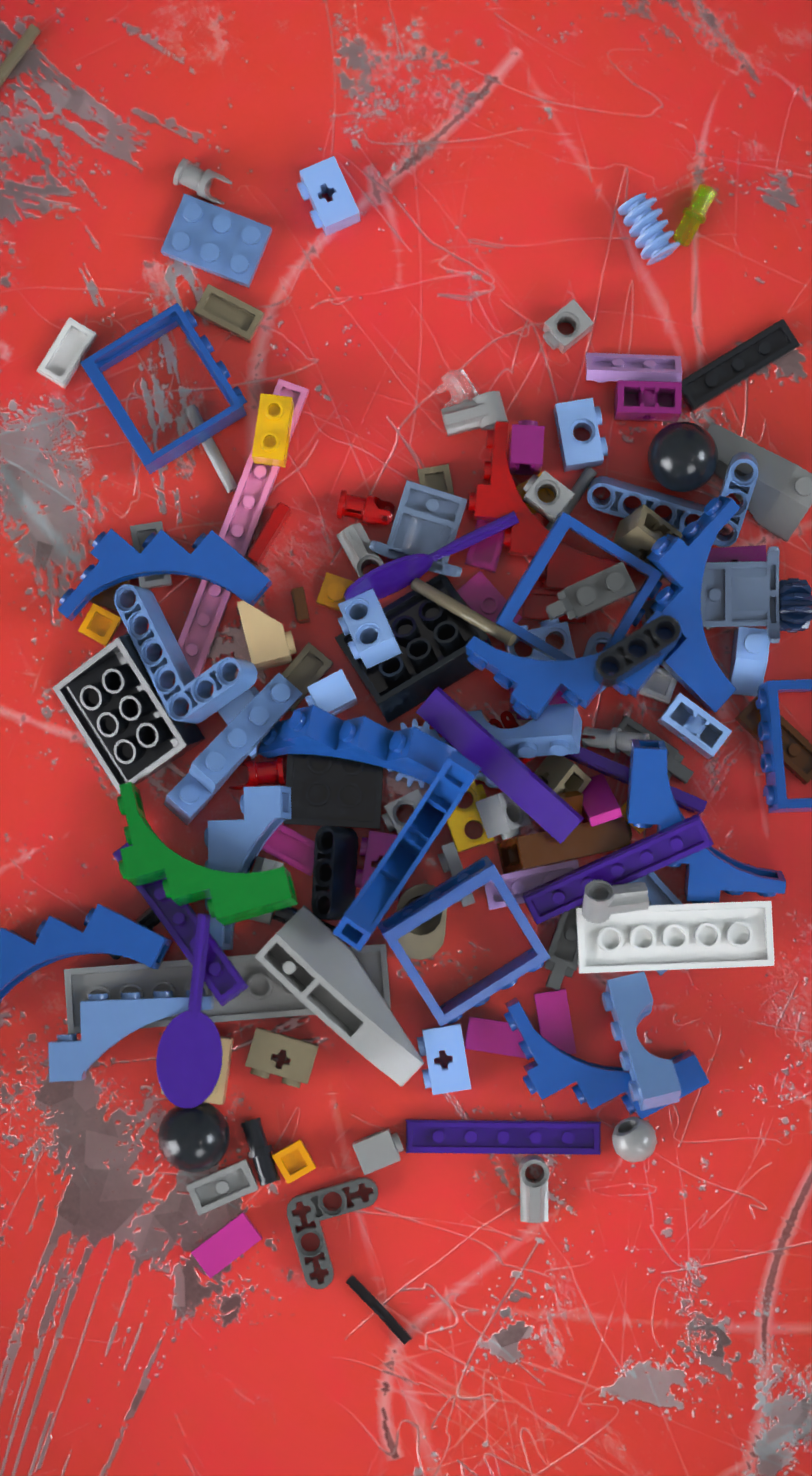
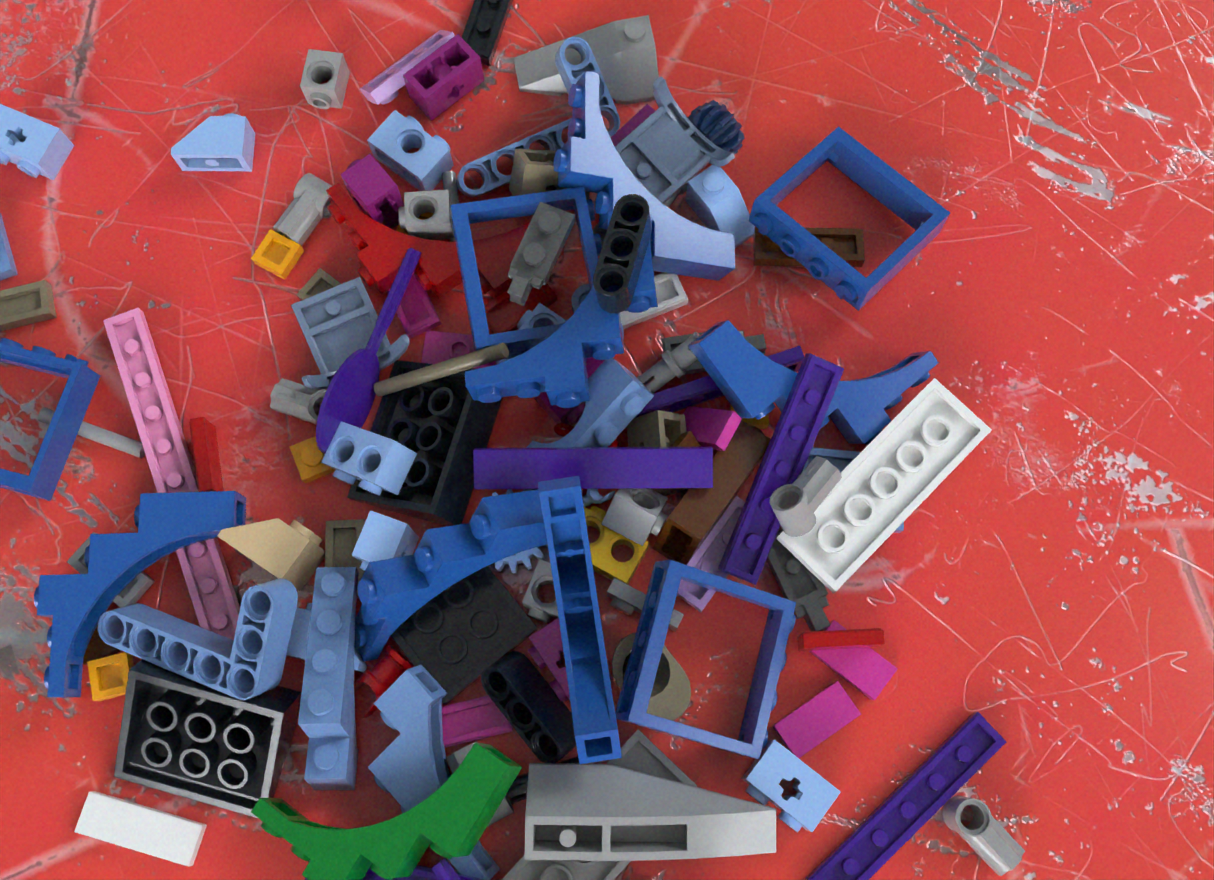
camera: 40 degrees left, 10 degrees down
(44, 733) = (140, 828): none -> white tile
(273, 430) = (129, 362): yellow brick -> none
(300, 605) = (289, 495): reddish brown tile -> none
(367, 509) = (279, 363): red piece -> none
(428, 429) = (277, 254): none -> light orange plate
(455, 314) = (217, 145): none -> light blue slope
(459, 387) = (270, 198): clear tile -> none
(556, 1003) = (840, 639): none -> red tile
(595, 1082) = (984, 645): blue arch -> none
(634, 1139) = (1024, 698): light grey piece -> none
(653, 1078) = (994, 624): medium blue arch -> none
(683, 456) = (513, 92): black piece -> none
(694, 726) = (728, 295): light blue brick -> none

